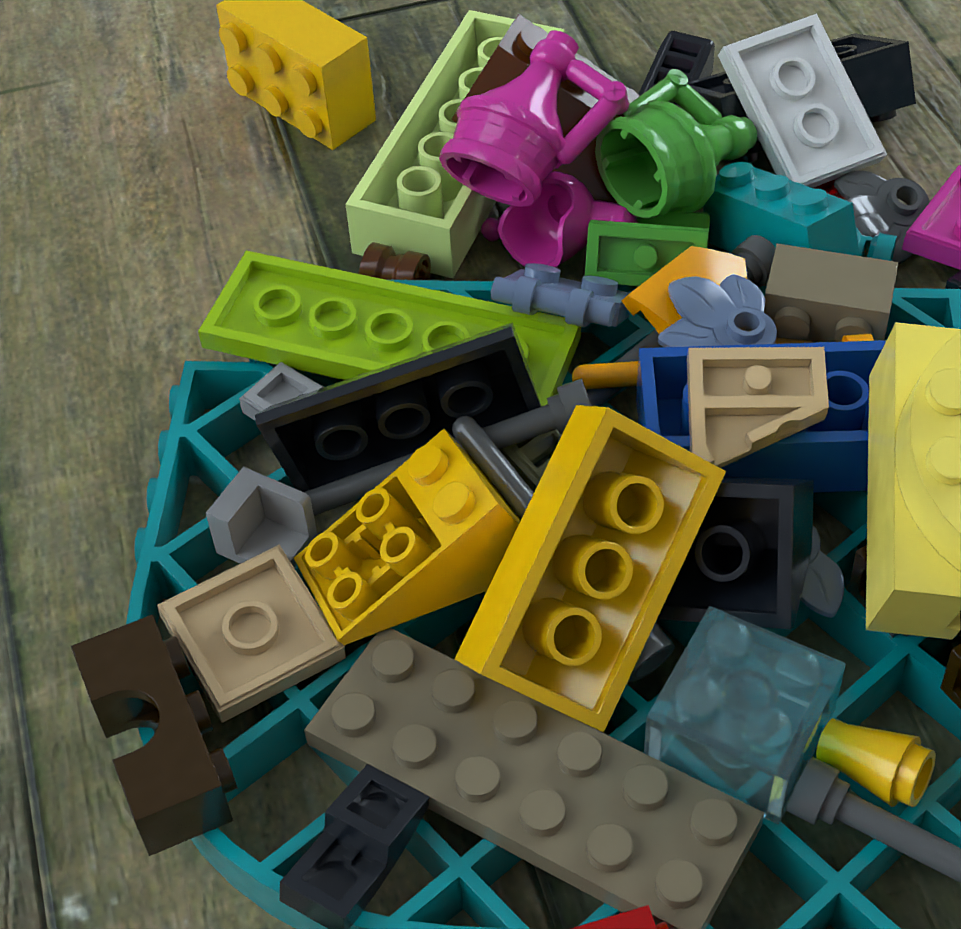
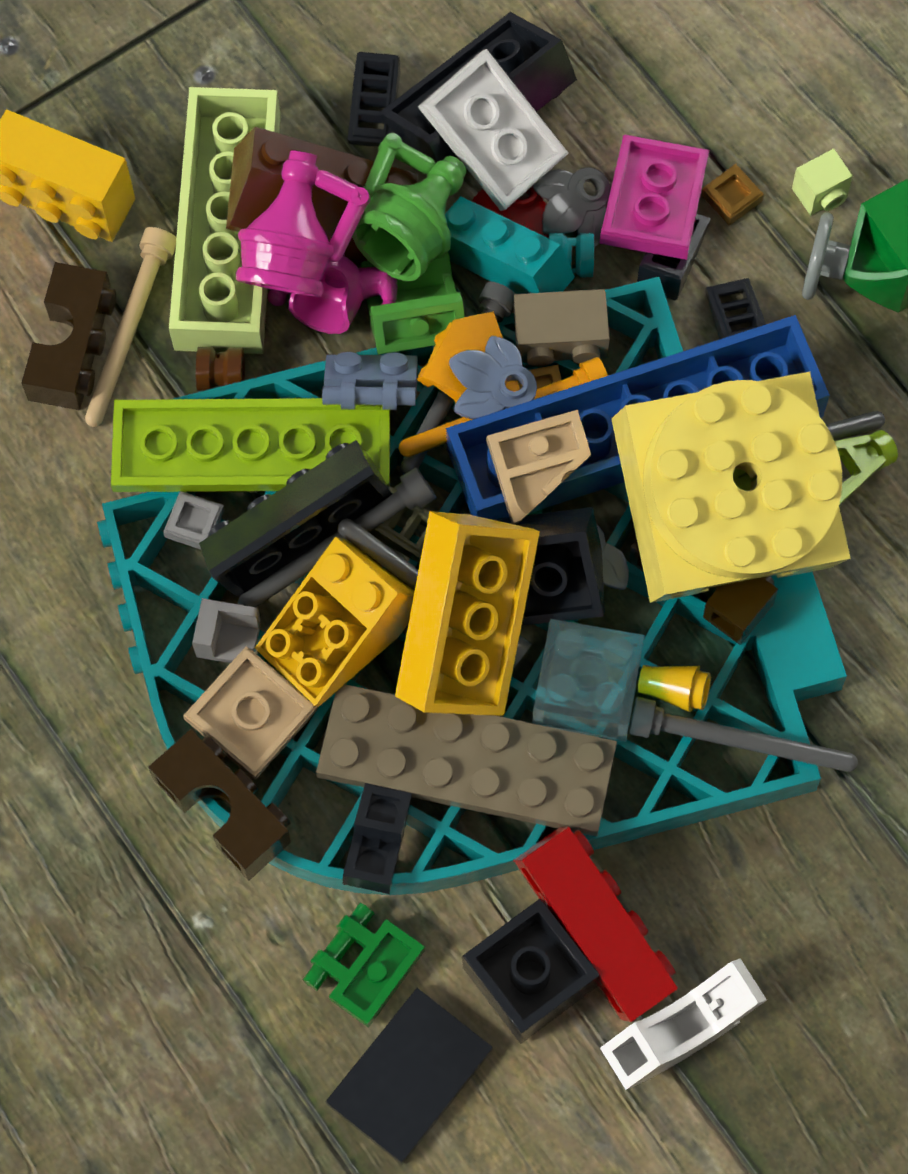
camera: 20 degrees left, 20 degrees up
(264, 187) = (63, 371): none -> dark brown arch
(327, 201) = (156, 249): none -> tan piece

